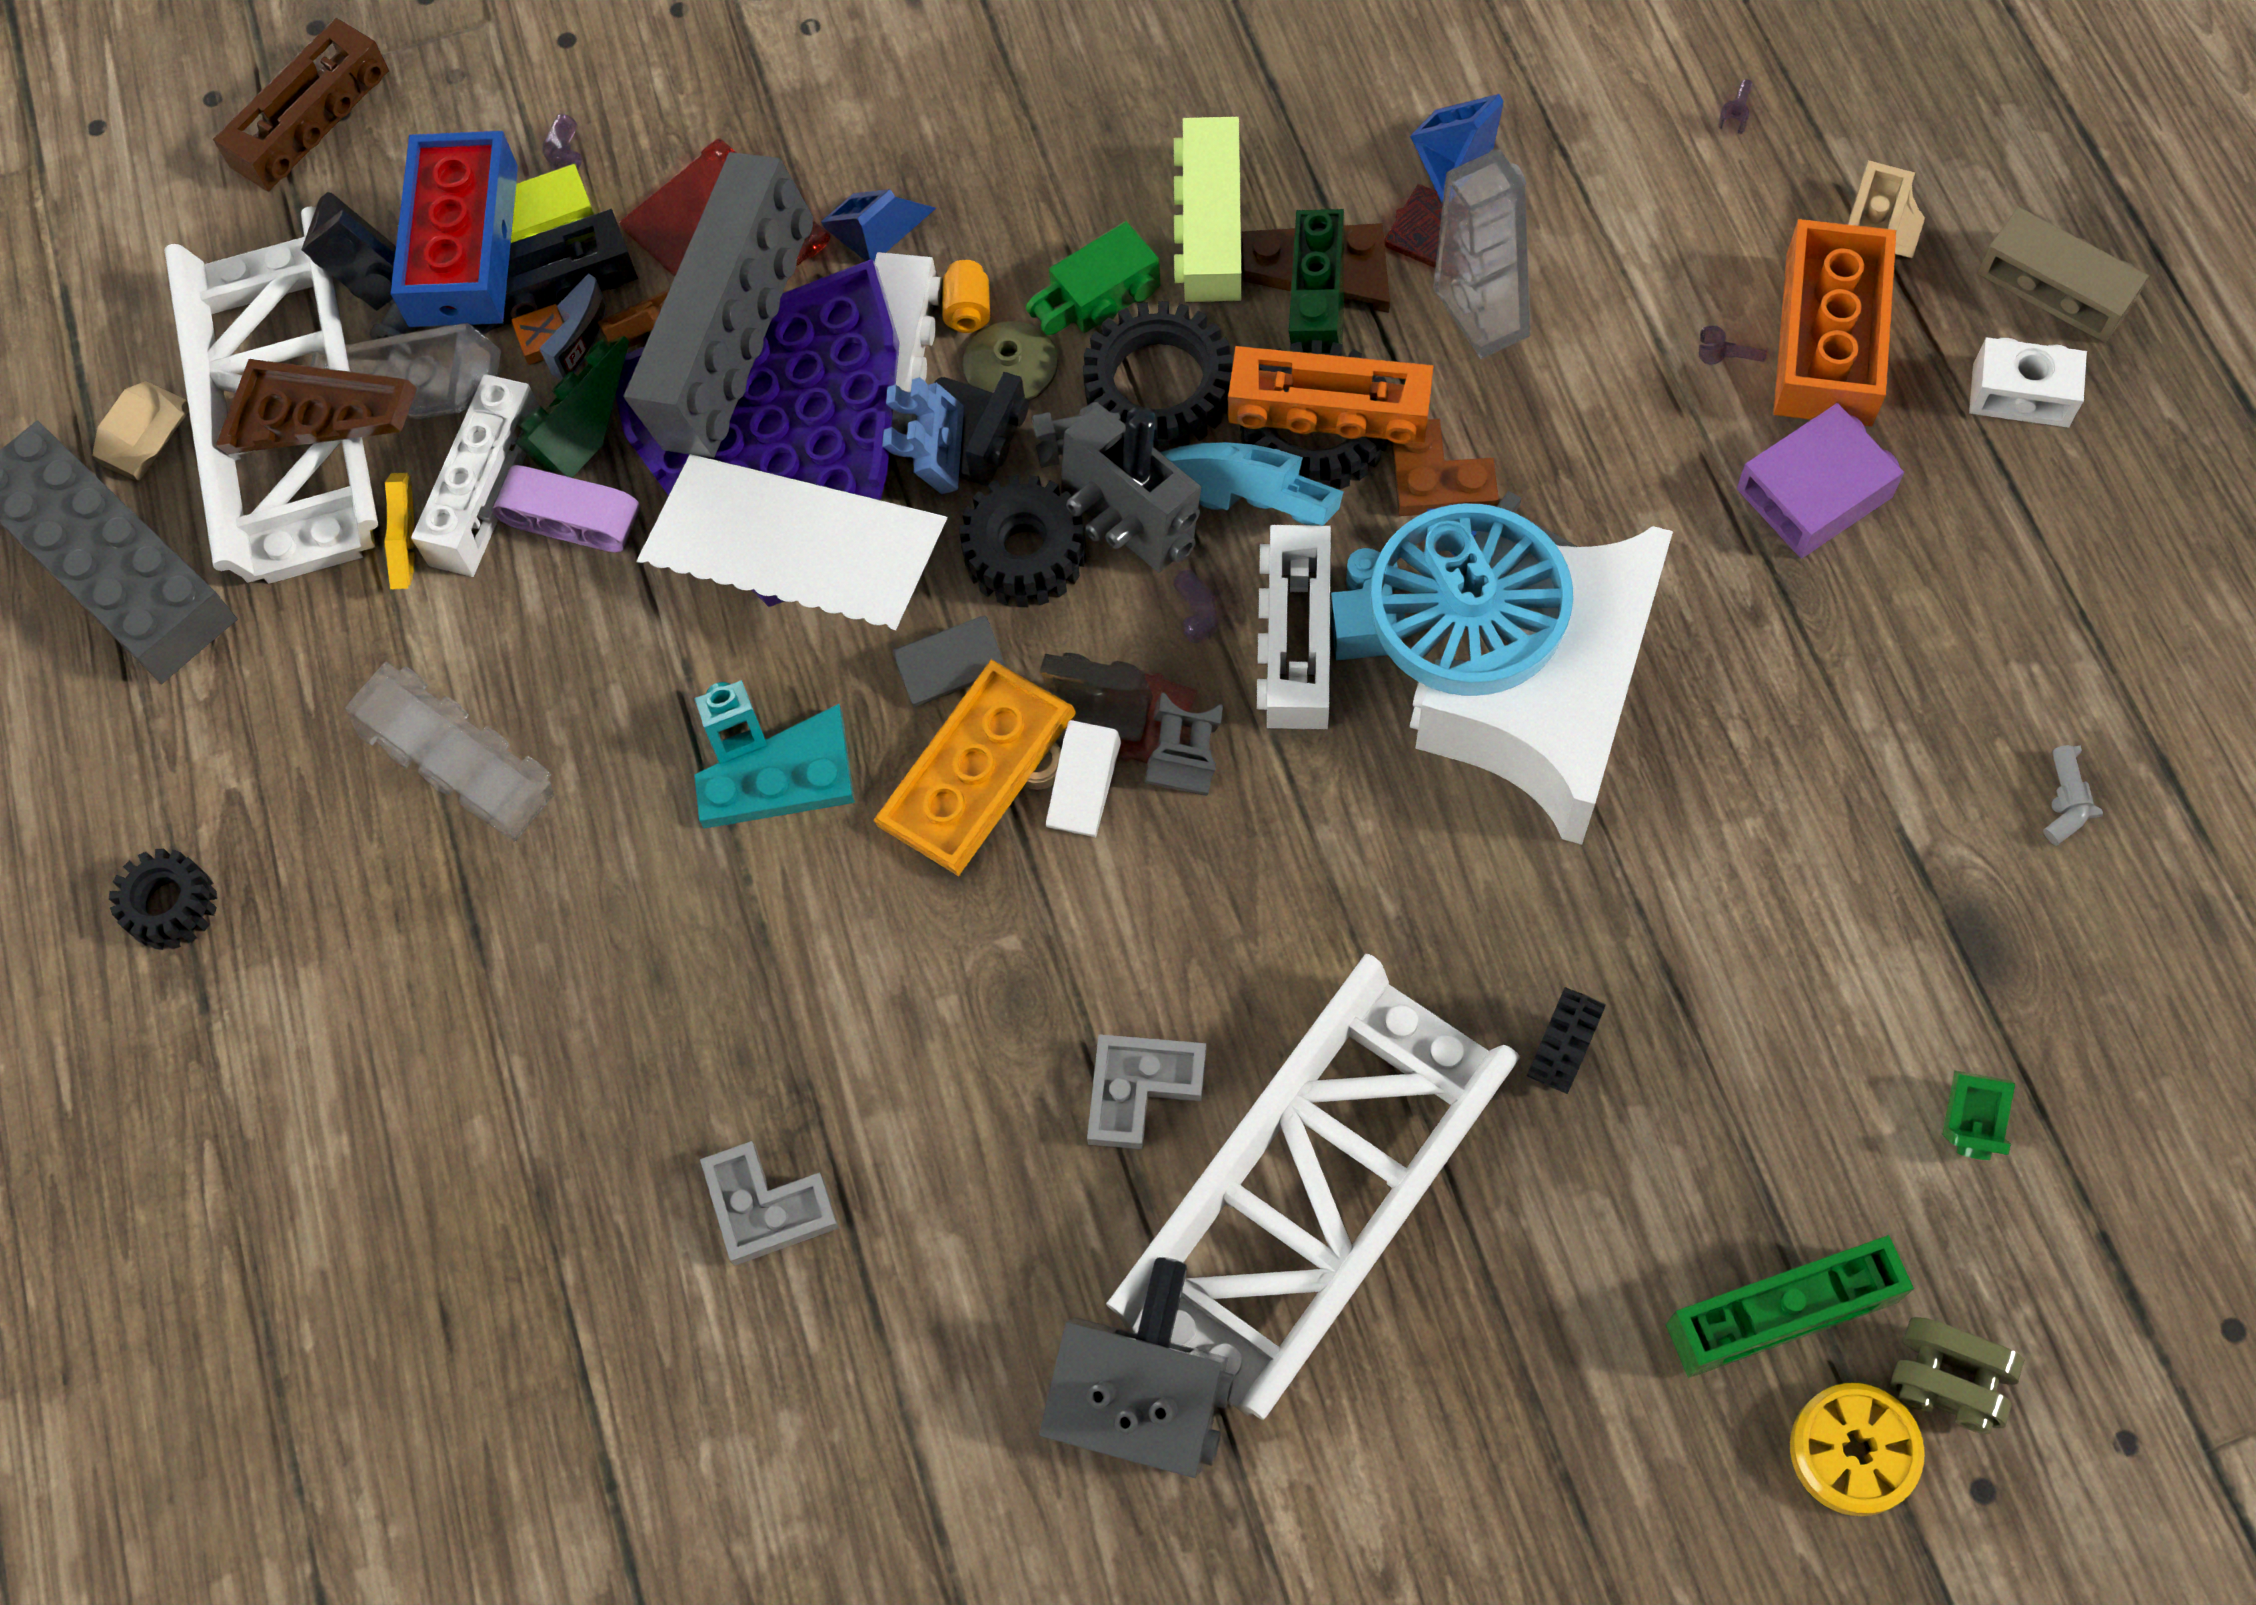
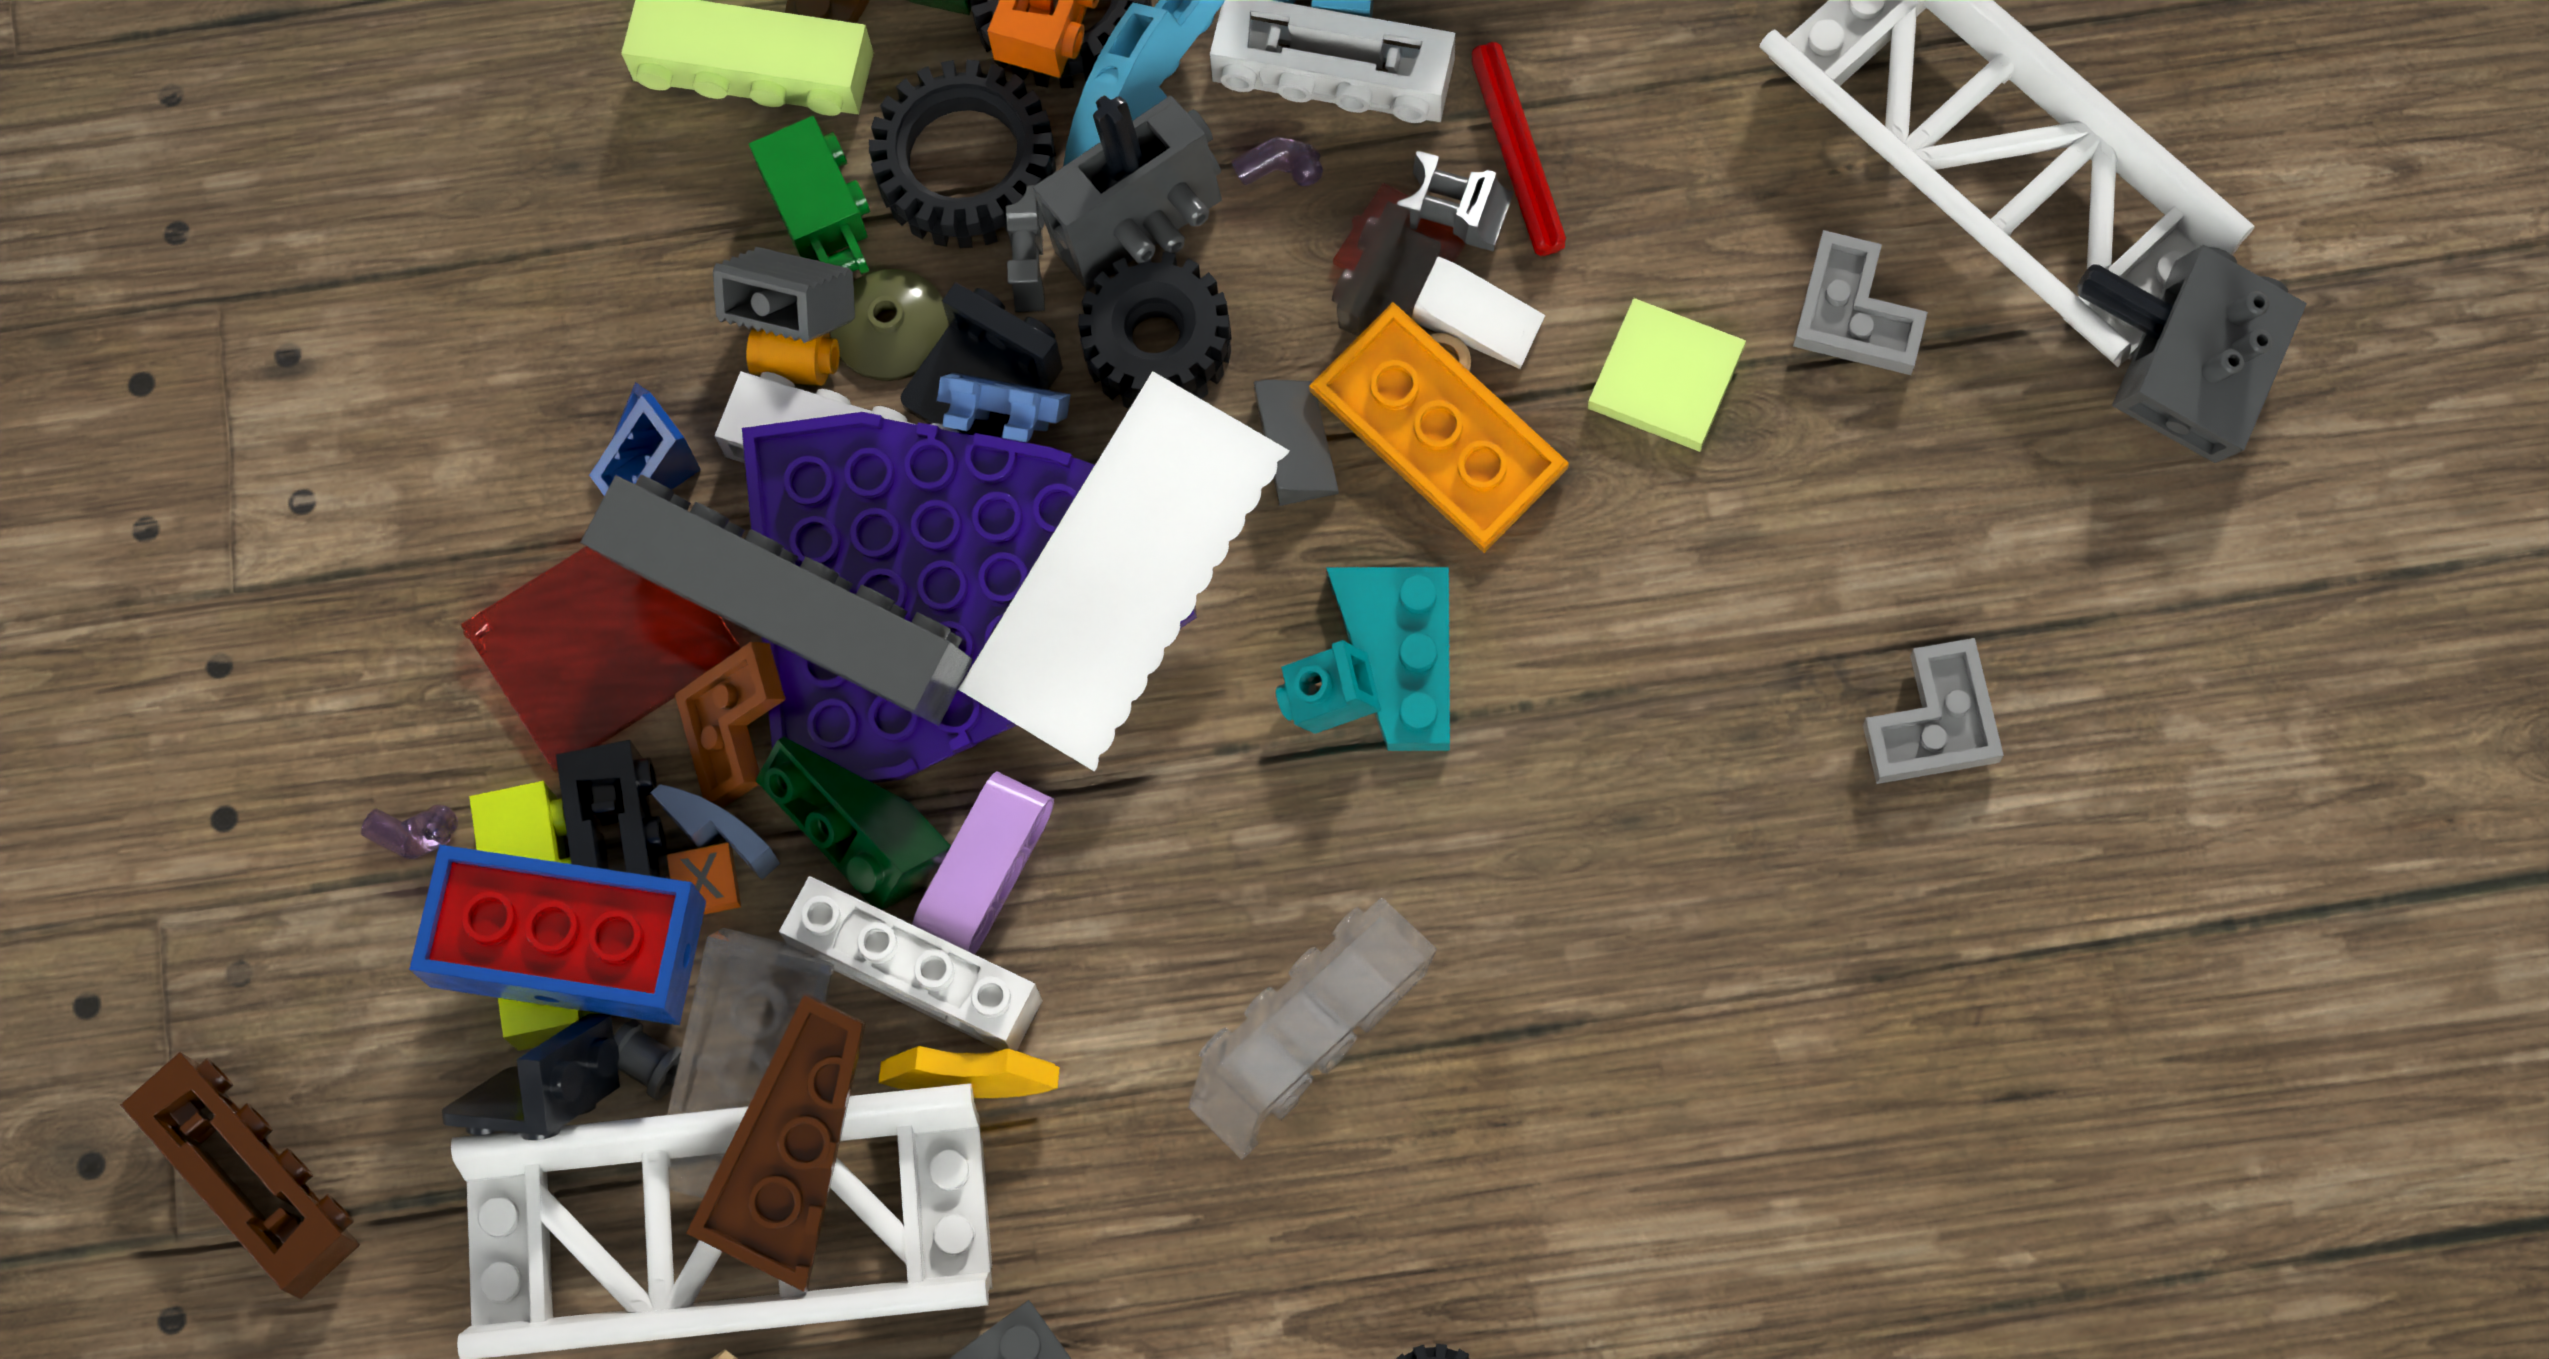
camera: 80 degrees left, 5 degrees up
(1001, 272) = (783, 294): none -> dark grey brick
(1055, 940) = (1666, 374): none -> yellowish green tile
(1246, 788) = (1518, 149): none -> red axle

